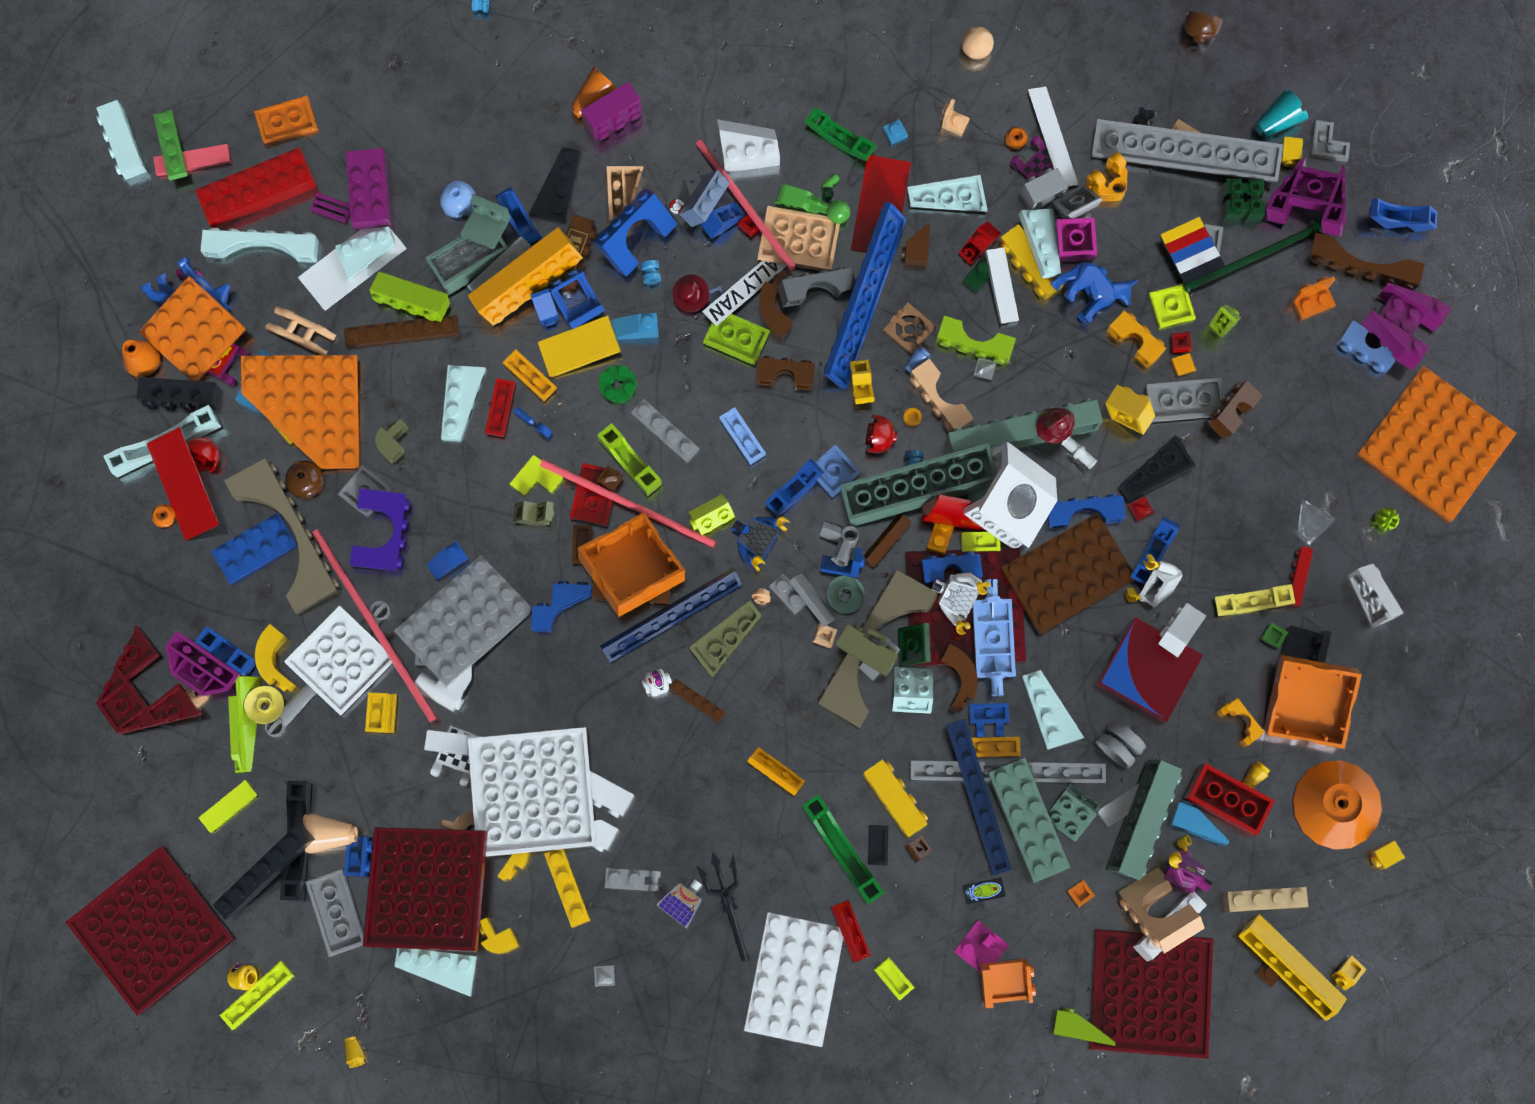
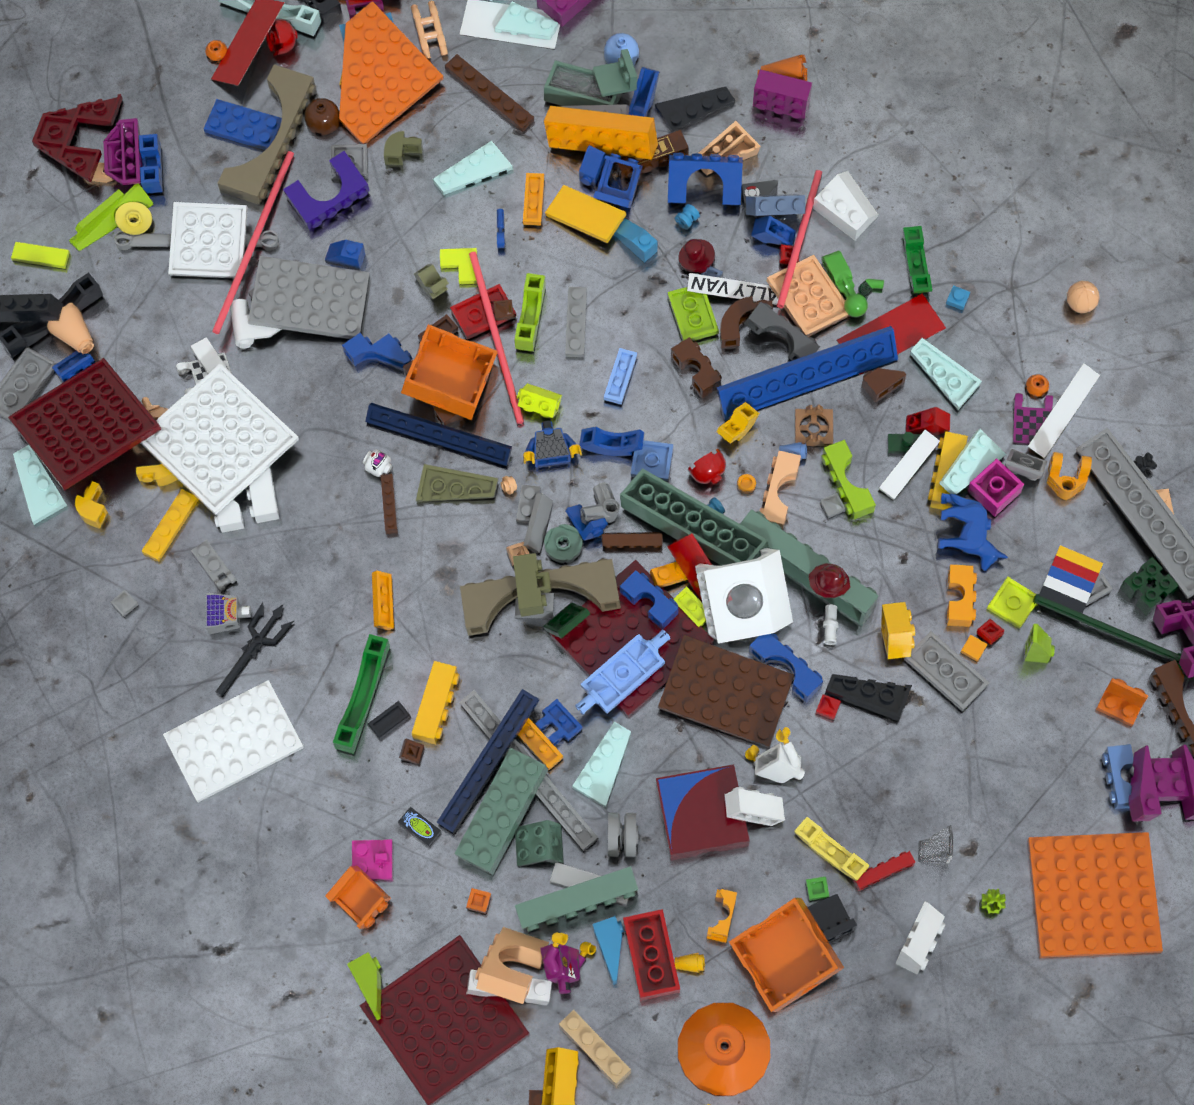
camera: 55 degrees right, 10 degrees down
(265, 658) = (171, 191): yellow arch -> none
(381, 712) = (193, 298): yellow plate -> none
(409, 297) = (517, 75): lime brick -> none
(500, 407) = (491, 198): red plate -> none
(608, 378) = (577, 253): green plate -> none
(851, 931) = (304, 751): red plate -> none
(894, 978) = (294, 813): neon yellow tile -> none
(913, 690) = (531, 649): light aqua bracket -> none
(952, 120) = (1006, 328): light nougat bracket -> none
(959, 596) = (629, 619): torso -> none
(967, 675) = (580, 670): reddish brown arch -> none
(1043, 190) = (1011, 431): light grey brick -> none
(1156, 547) = (809, 739): blue arch -> none
(1225, 419) = (955, 709): reddish brown arch -> none

